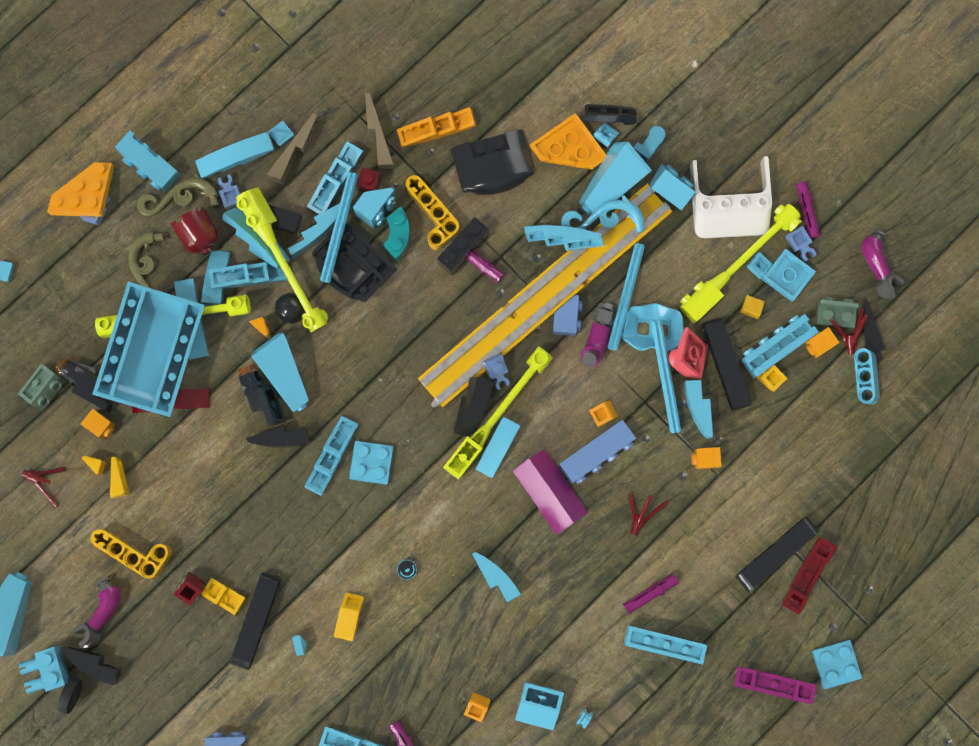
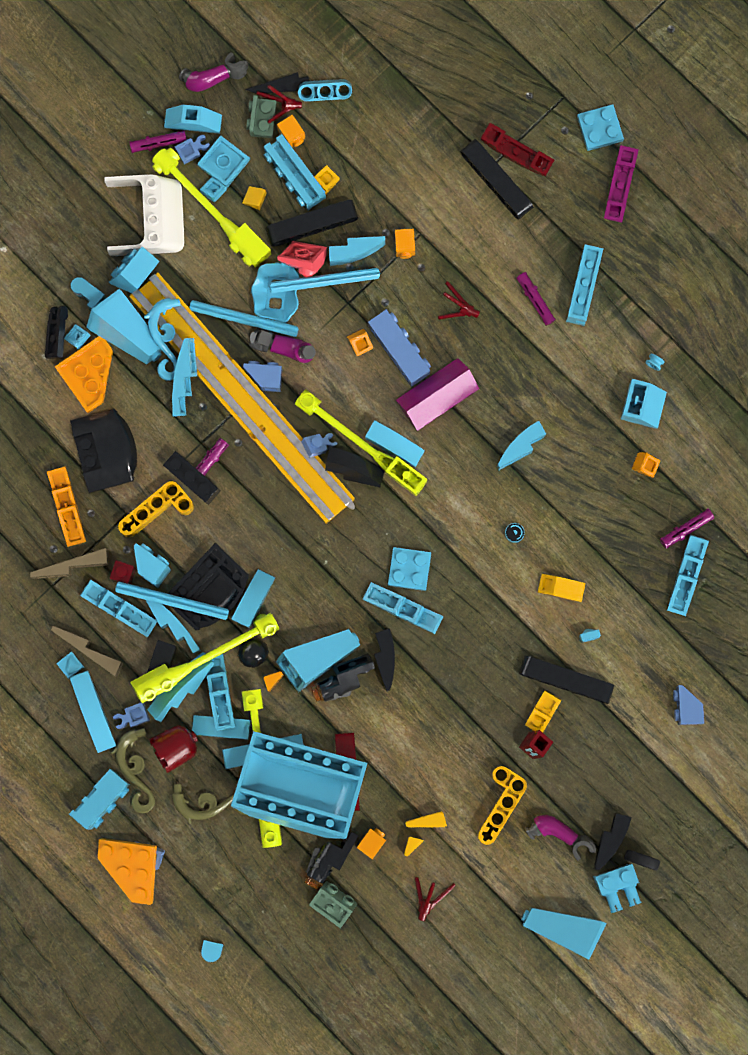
camera: 85 degrees left, 0 degrees up
(342, 307) = (253, 599): none -> medium azure slope
(399, 235) = (179, 541): teal brick -> none
(832, 244) = (193, 119): none -> medium azure slope

